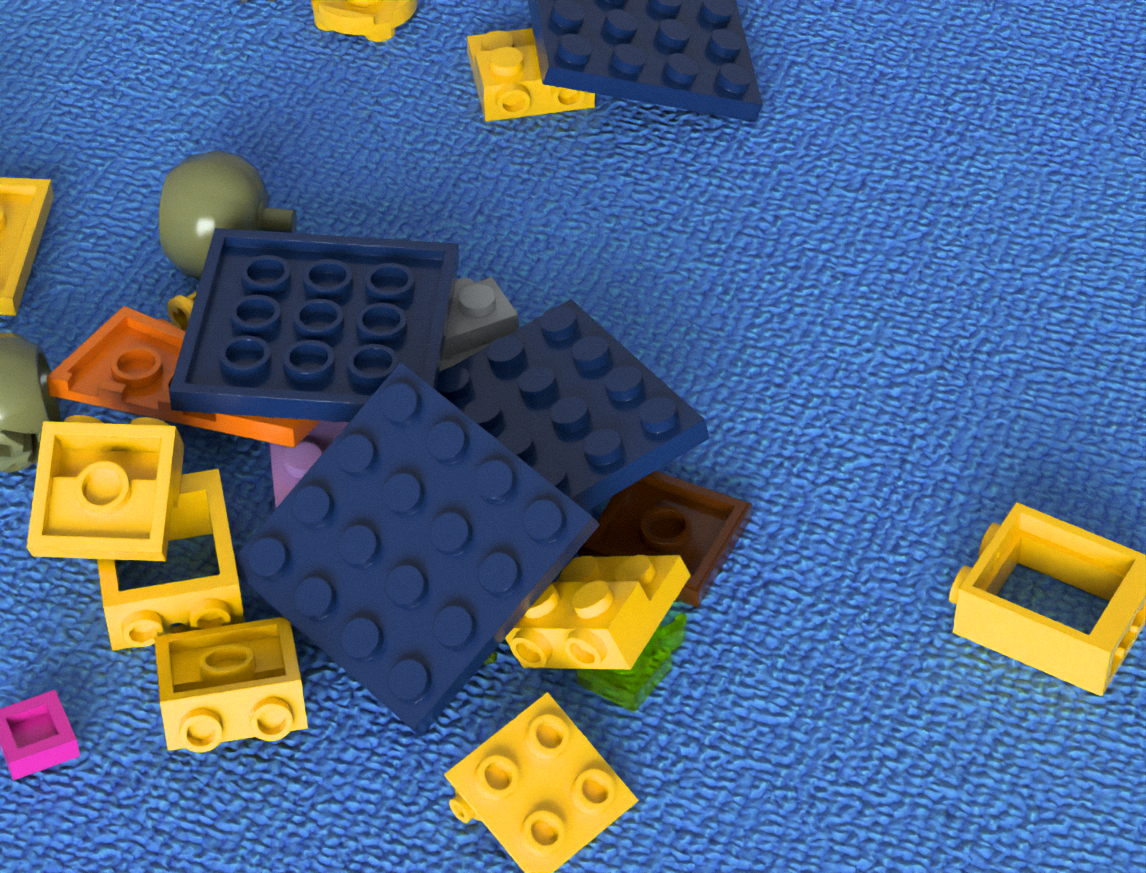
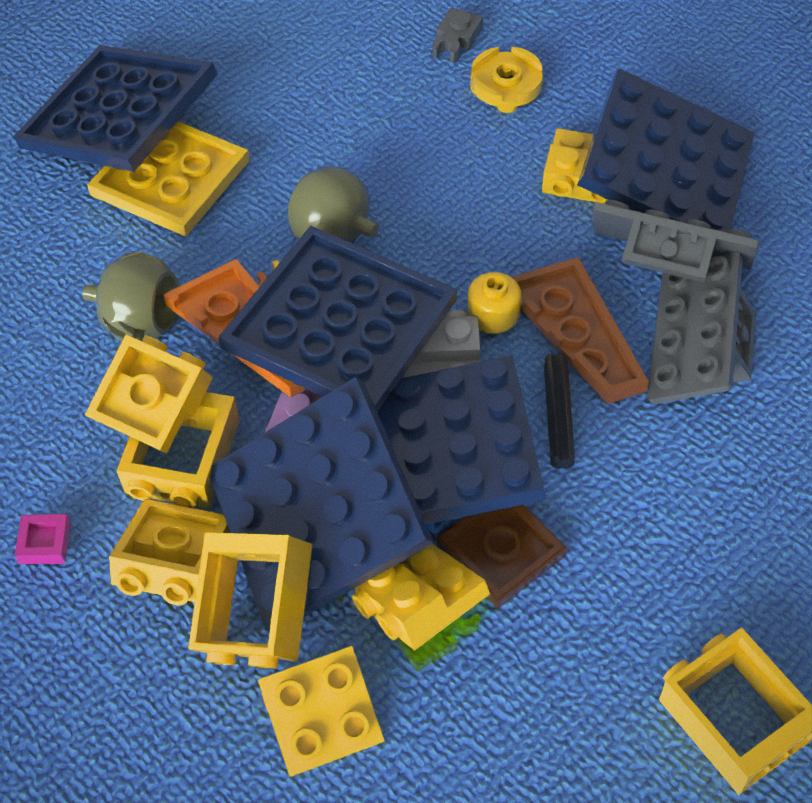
camera: 25 degrees right, 10 degrees up
(356, 621) = (216, 591): none -> yellow window
(507, 251) = (495, 301): none -> yellow head
(623, 250) = (579, 325): none -> dark orange wing
(647, 345) = (559, 411): none -> black axle
(698, 115) = (668, 244): none -> dark grey bracket
(782, 208) = (702, 333): none -> dark grey bracket

